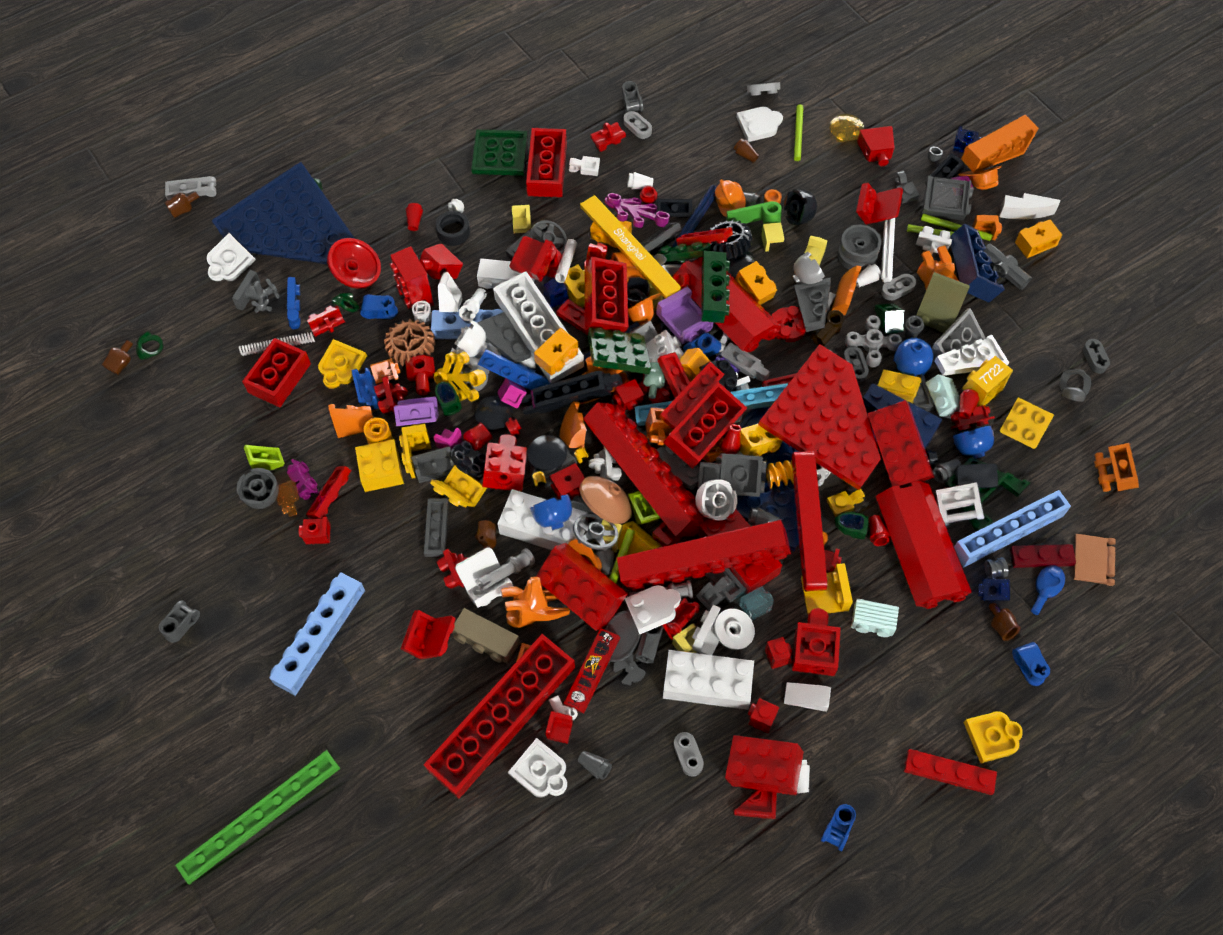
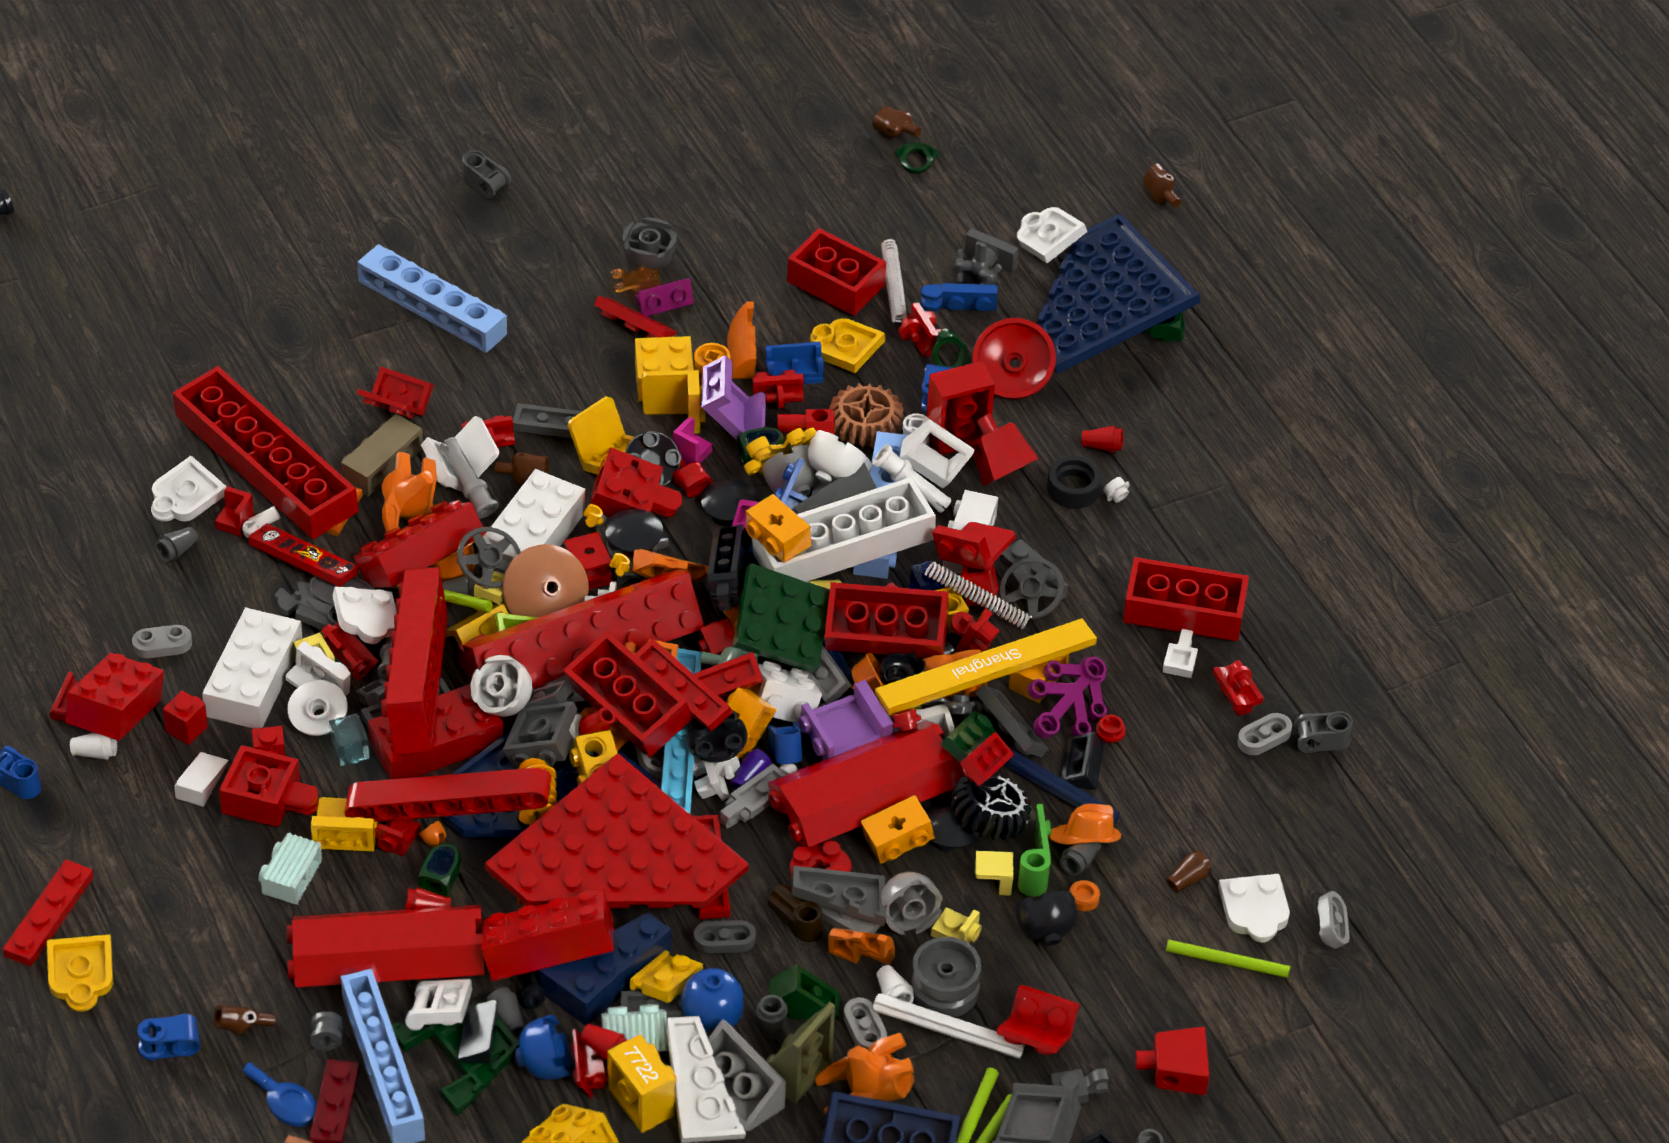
camera: 95 degrees right, 15 degrees down
(189, 186) = (1194, 199): light grey plate -> none
(257, 817) = (215, 243): bright green tile -> none
(264, 457) = (703, 254): lime slope -> none
(319, 535) = (580, 297): red brick -> none
(385, 368) = (820, 386): orange bracket -> none
(433, 464) = (653, 417): dark grey hinge -> none
(499, 152) = (1226, 545): dark green plate -> none
(513, 426) = (698, 515): red plate -> none
(521, 218) = (1077, 566): light yellow panel -> none
(552, 512) = (525, 507): blue cylinder -> none
(638, 181) = (1138, 718): white cone -> none
(714, 287) = (864, 732): dark green brick -> none
(759, 516) = (473, 754): dark grey cone -> none
(843, 503) = (482, 879): yellow plate -> none
(846, 127) = (1231, 1030): clear yellow dish -> none
(873, 341) = (759, 964): light grey gear -> none
(932, 242) = (944, 1091): white hips -> none
(1001, 585) = (291, 1020): clear blue brick -> none

